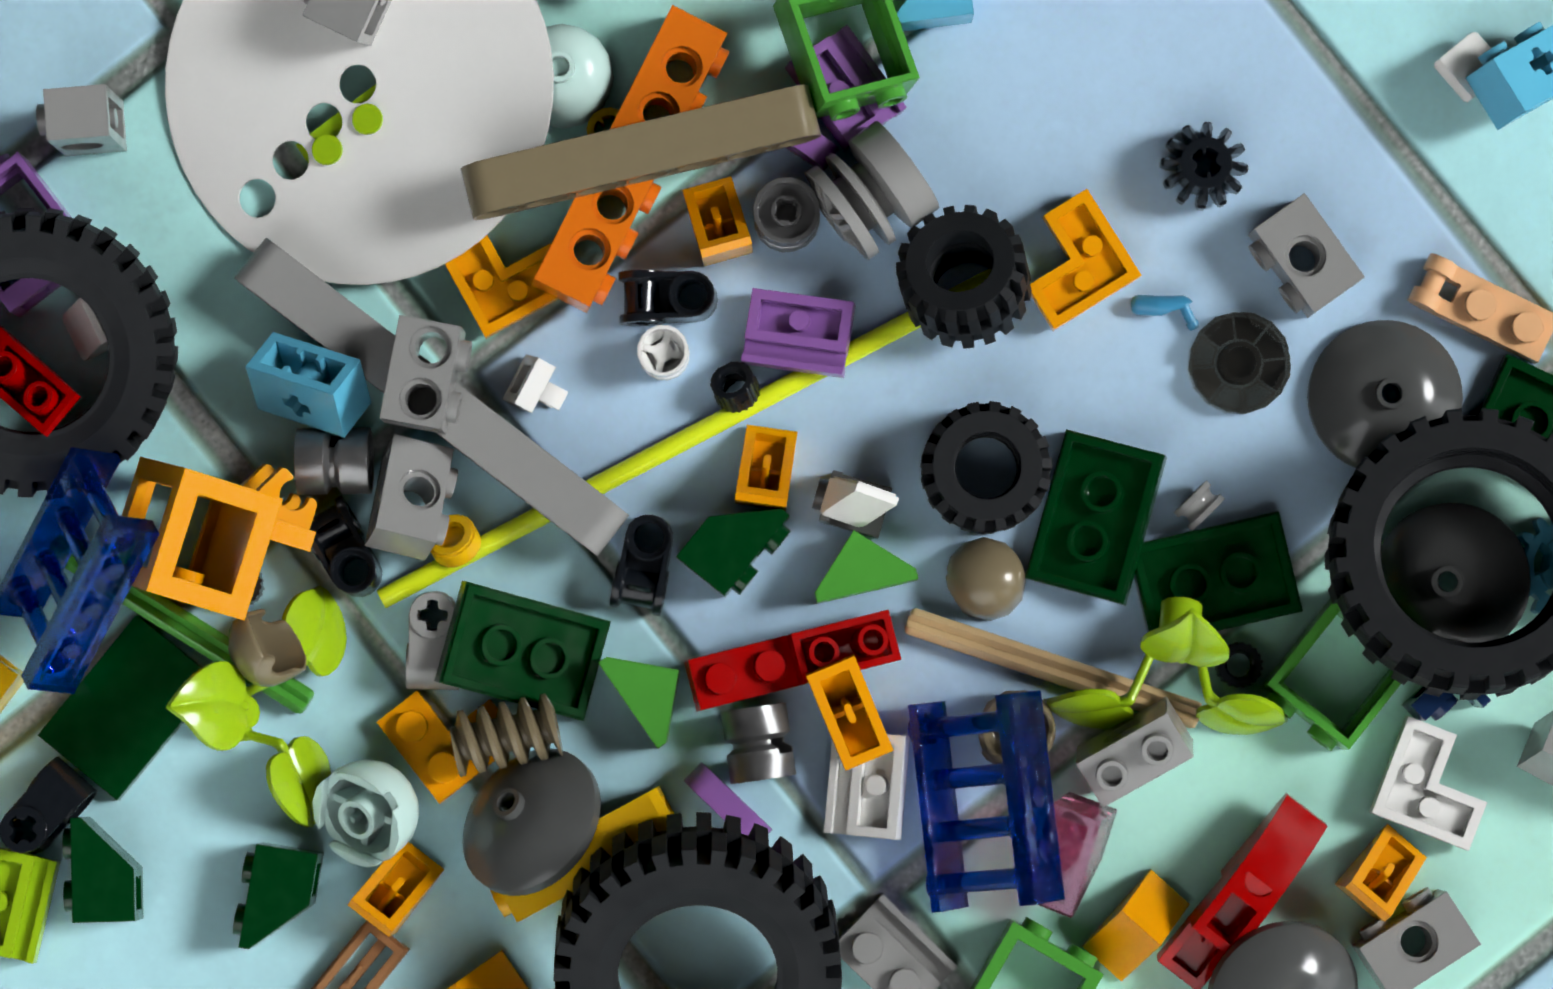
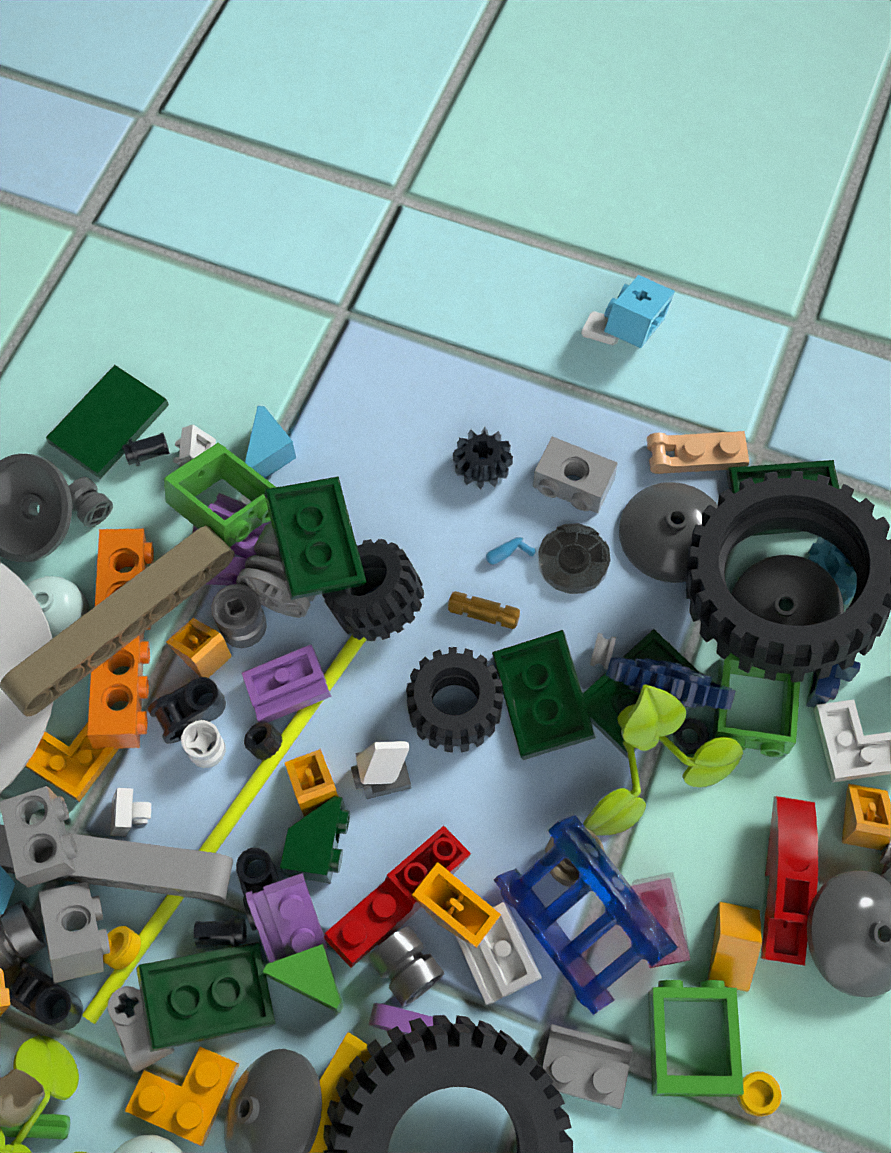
camera: 30 degrees left, 20 degrees down
(505, 735) = (219, 1061): dark tan piece -> none
(573, 586) = (220, 932): none -> black pin
(653, 619) = (286, 918): none -> medium lavender plate
(863, 569) = (413, 808): bright green slope -> none
(925, 184) = (314, 537): none -> dark green tile
(986, 578) = (496, 772): dark tan hair -> none
(1038, 662) = (564, 806): tan axle -> none
(1088, 369) = (483, 610): none -> pearl gold axle
(1095, 262) = (450, 548): light orange plate -> none
(1134, 752) = (661, 824): light grey brick -> none
(1241, 605) = (687, 686): none -> dark blue gear

